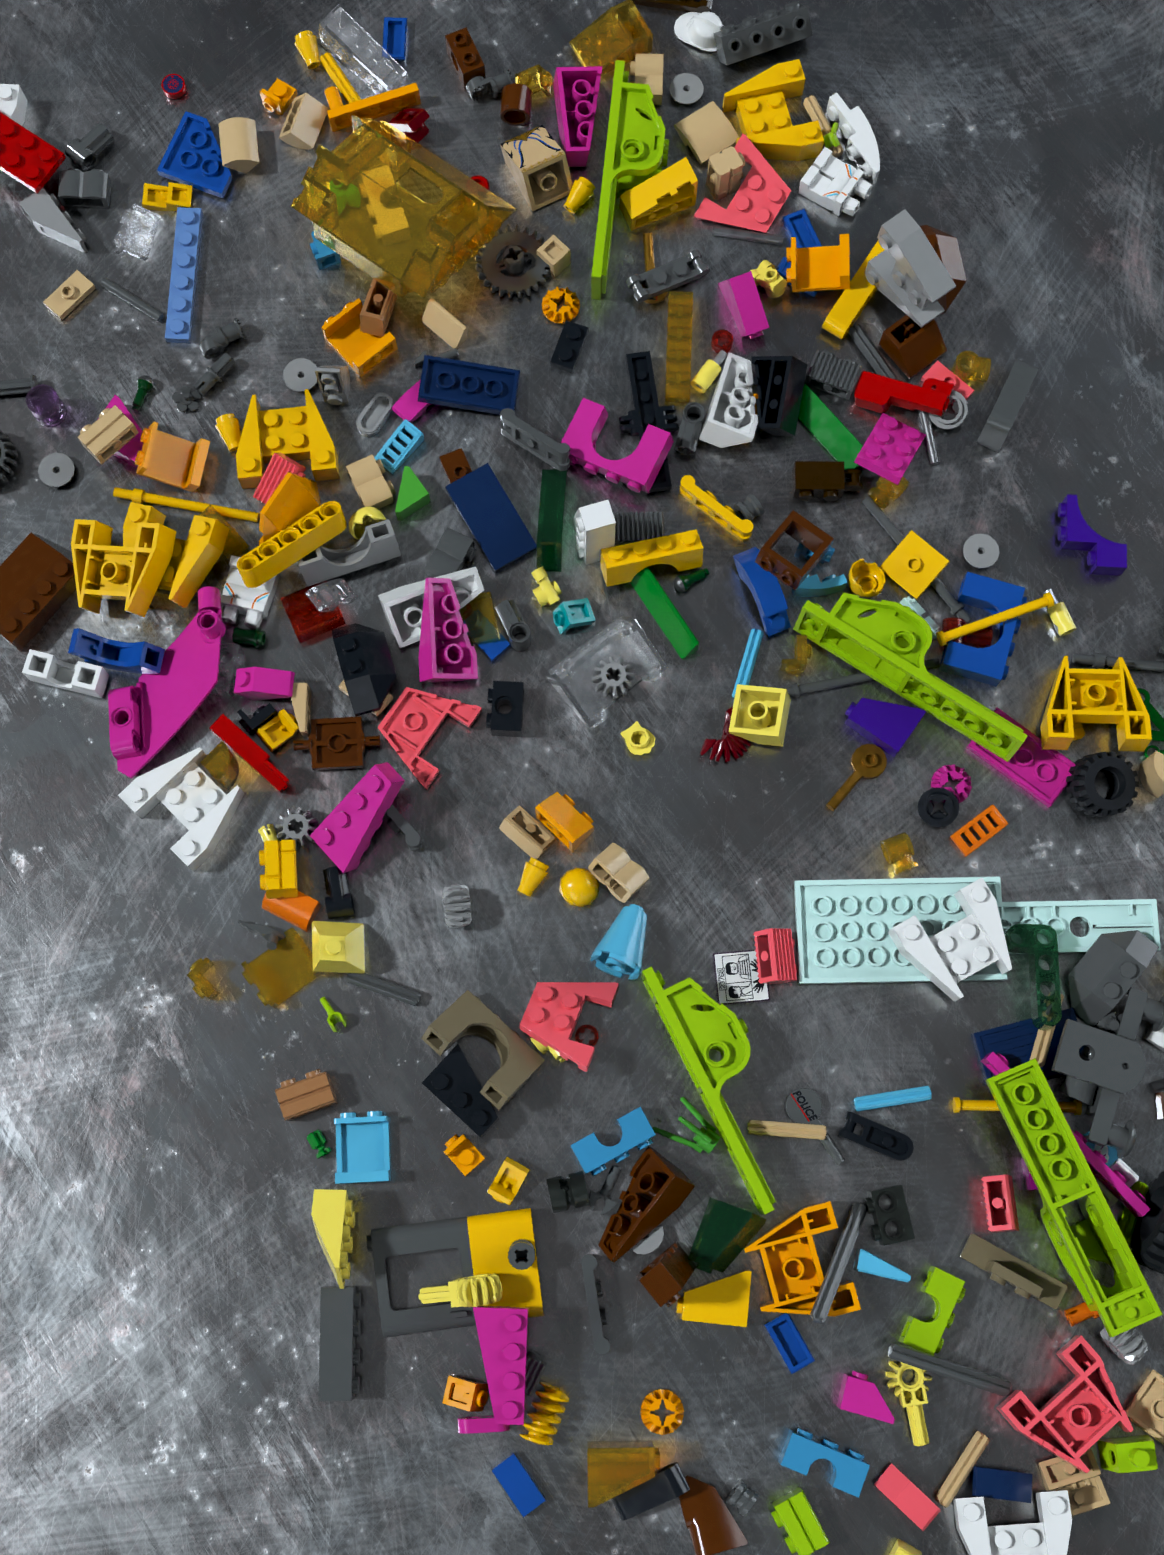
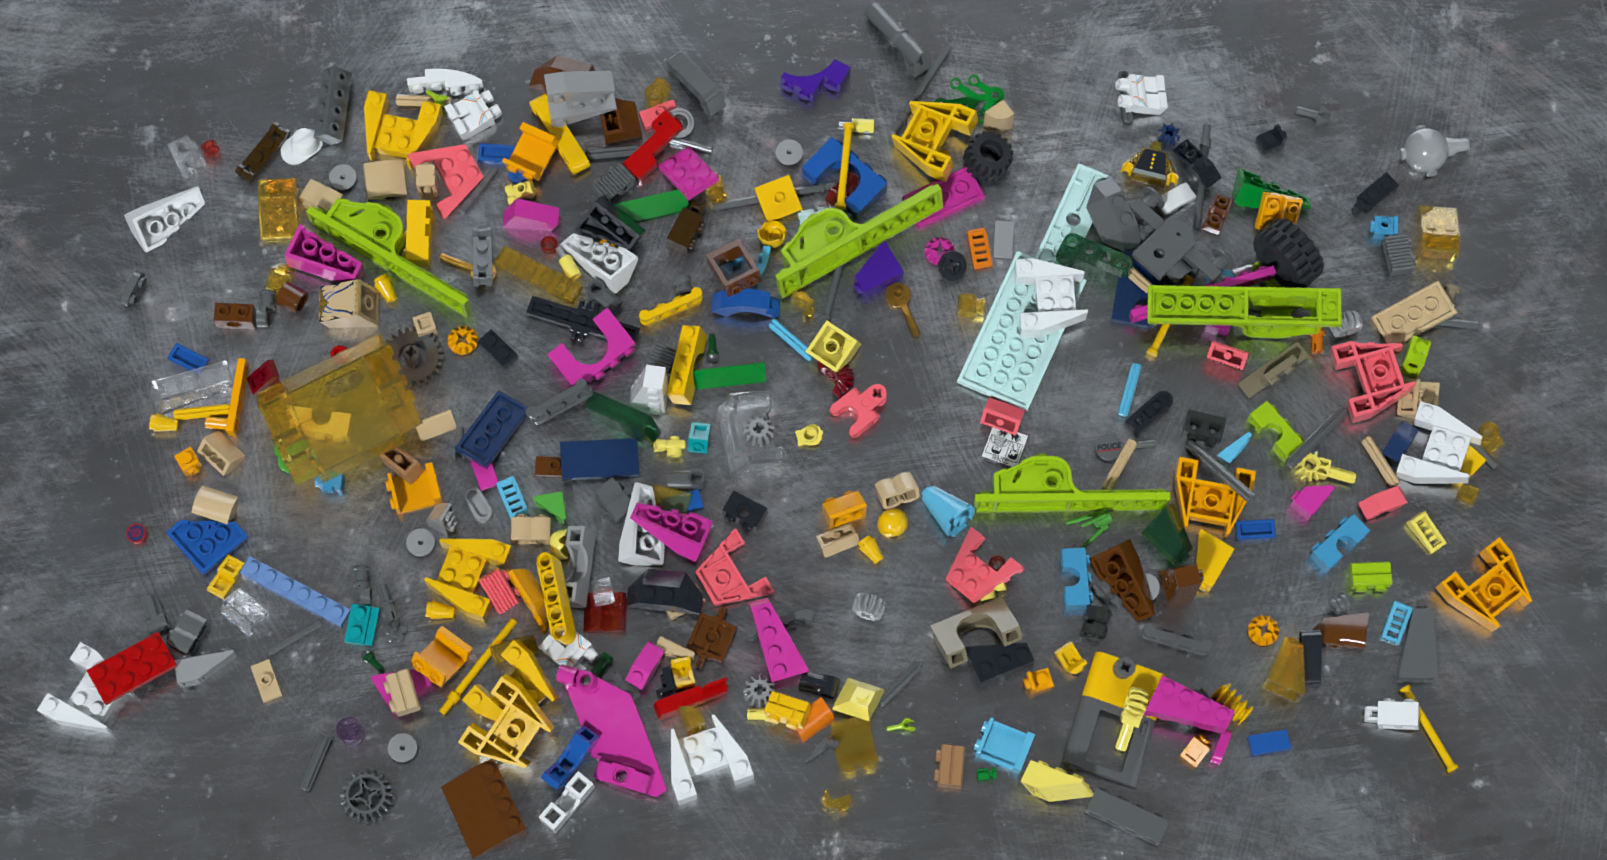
camera: 65 degrees left, 5 degrees down
(178, 361) = (362, 625): none -> teal plate
(706, 786) = (863, 405): none -> coral piece
(1006, 854) = (1003, 239): none -> light grey tile

